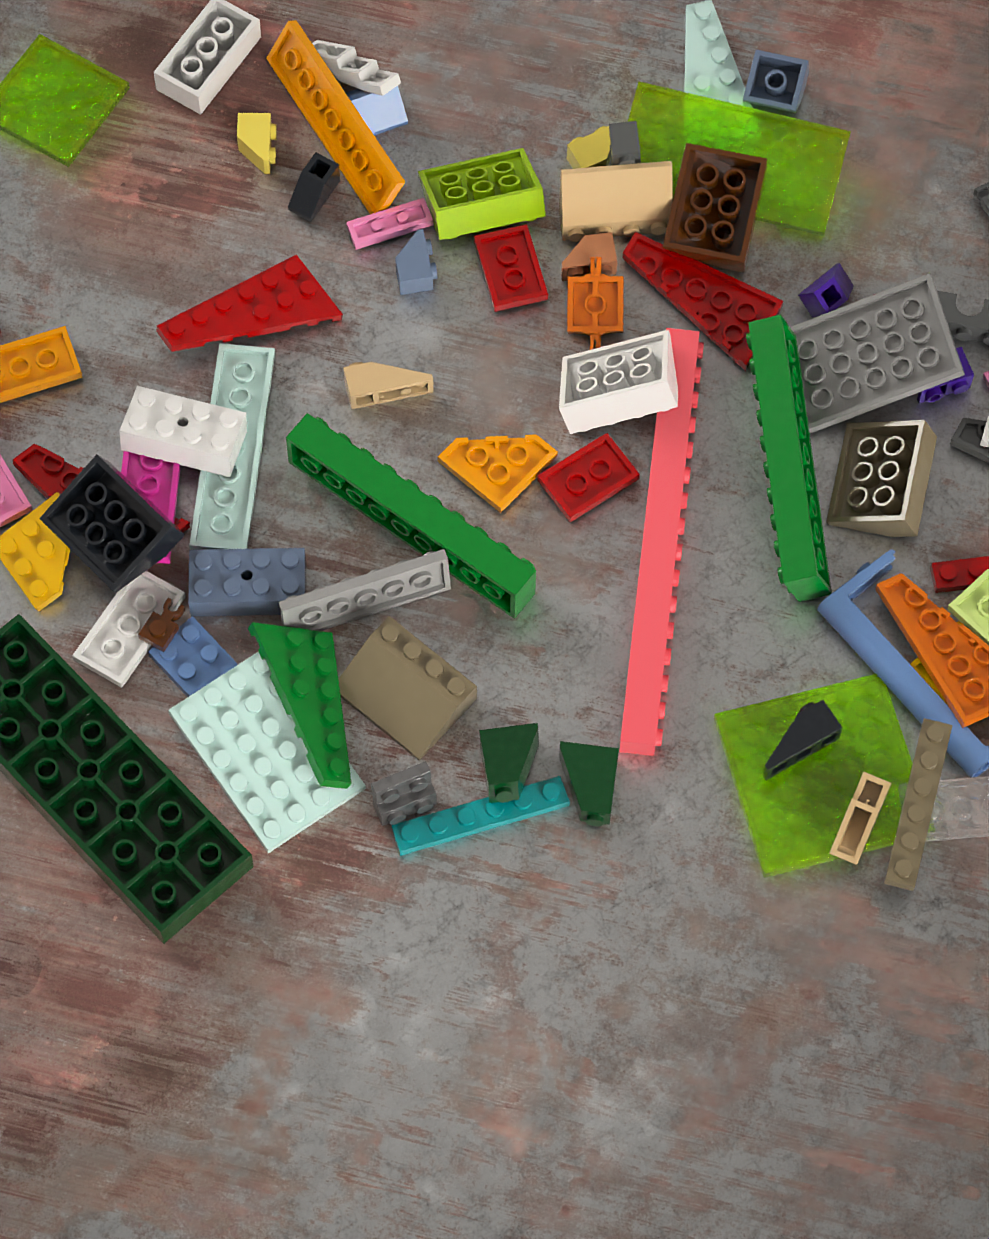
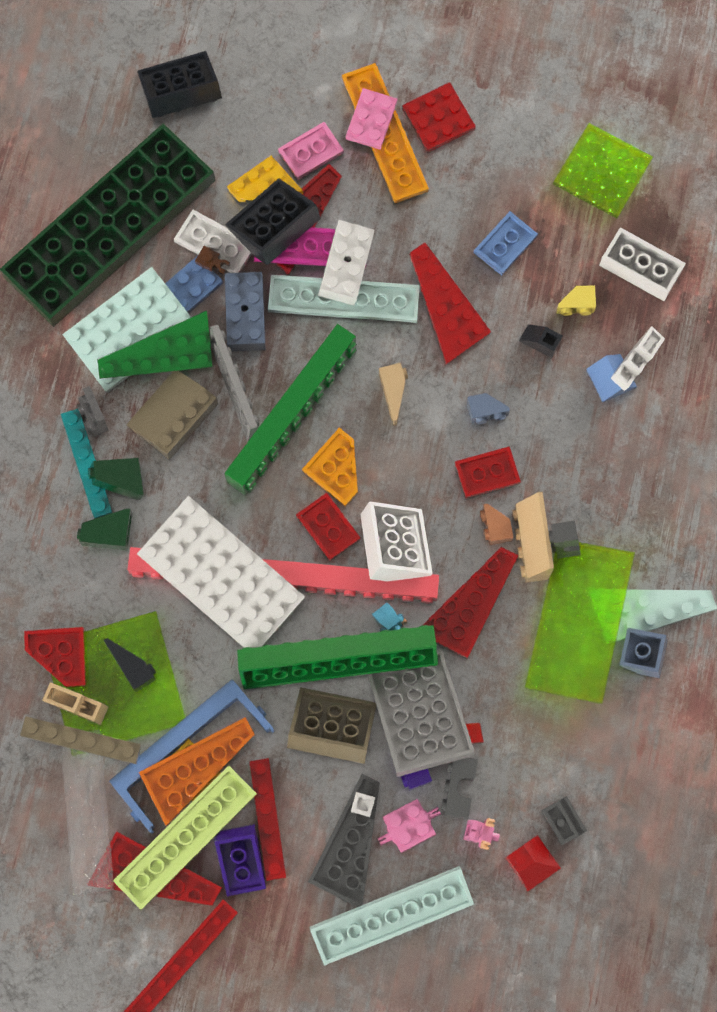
camera: 90 degrees right, 10 degrees up
(159, 230) = (505, 243): none -> medium blue plate
(335, 119) = (593, 350): light orange plate -> none
(389, 223) = (518, 391): bright pink plate -> none
(482, 193) = (545, 451): lime slope -> none
(590, 150) = (585, 527): light yellow slope -> none
(595, 304) = (458, 528): orange plate -> none
(665, 613) = (221, 575): none -> white plate
(715, 206) = (533, 607): reddish brown slope -> none
(731, 398) = (388, 619): none -> medium azure piece
(784, 840) = (60, 653): none -> red plate
(827, 292) = (476, 689): dark purple slope -> none

